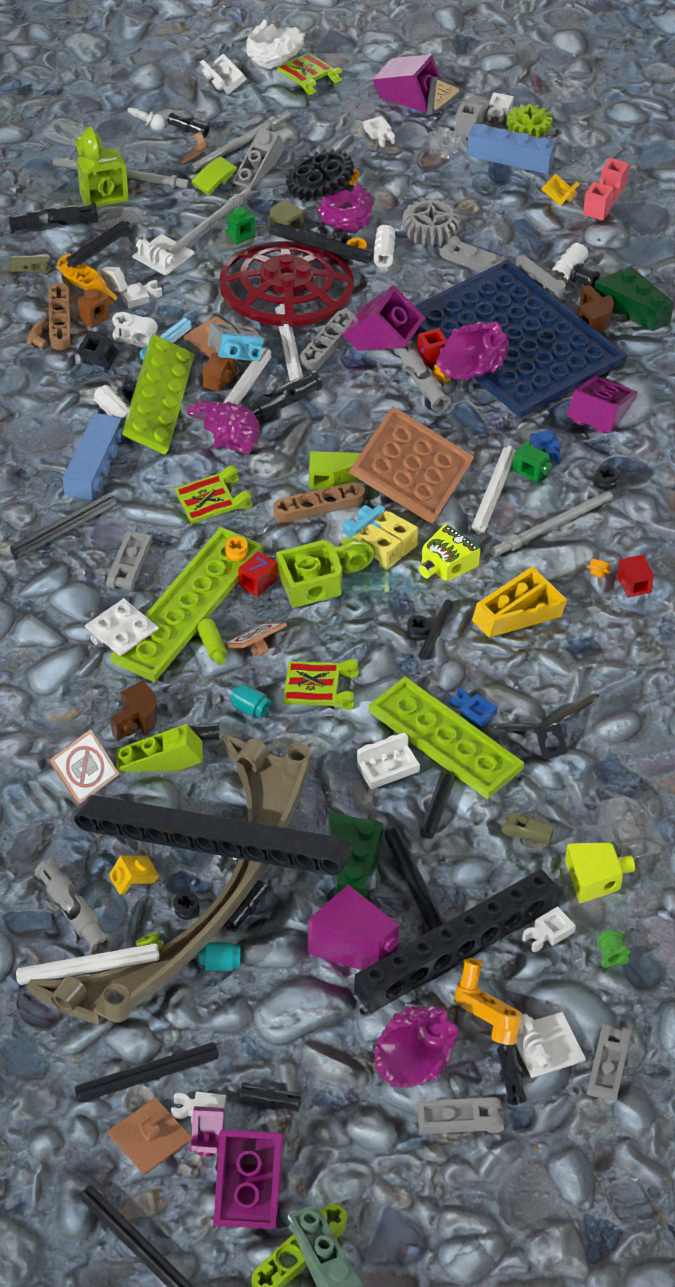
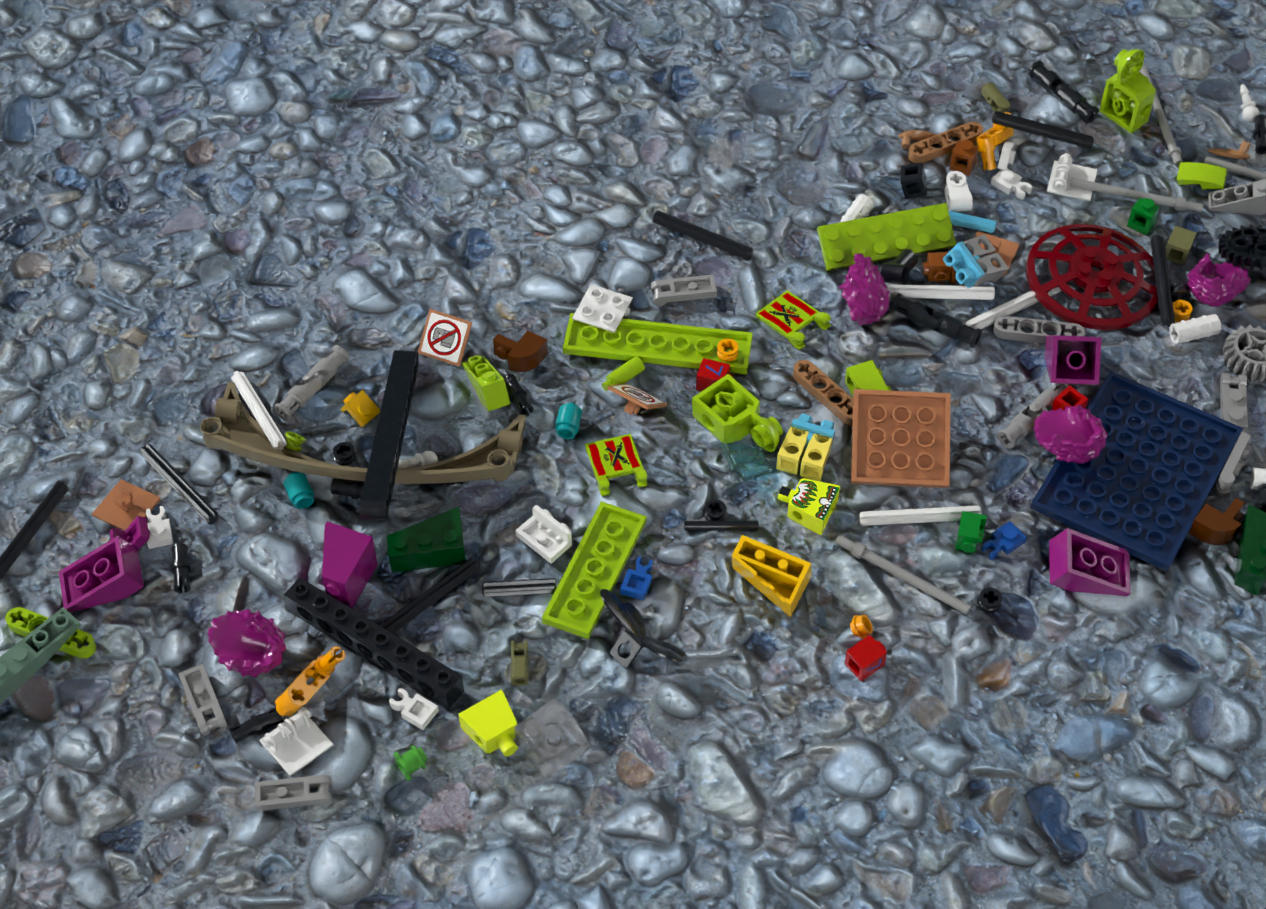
camera: 70 degrees right, 5 degrees up
(93, 456) = (785, 222): medium blue brick -> none
(198, 392) = (900, 268): none -> black piece

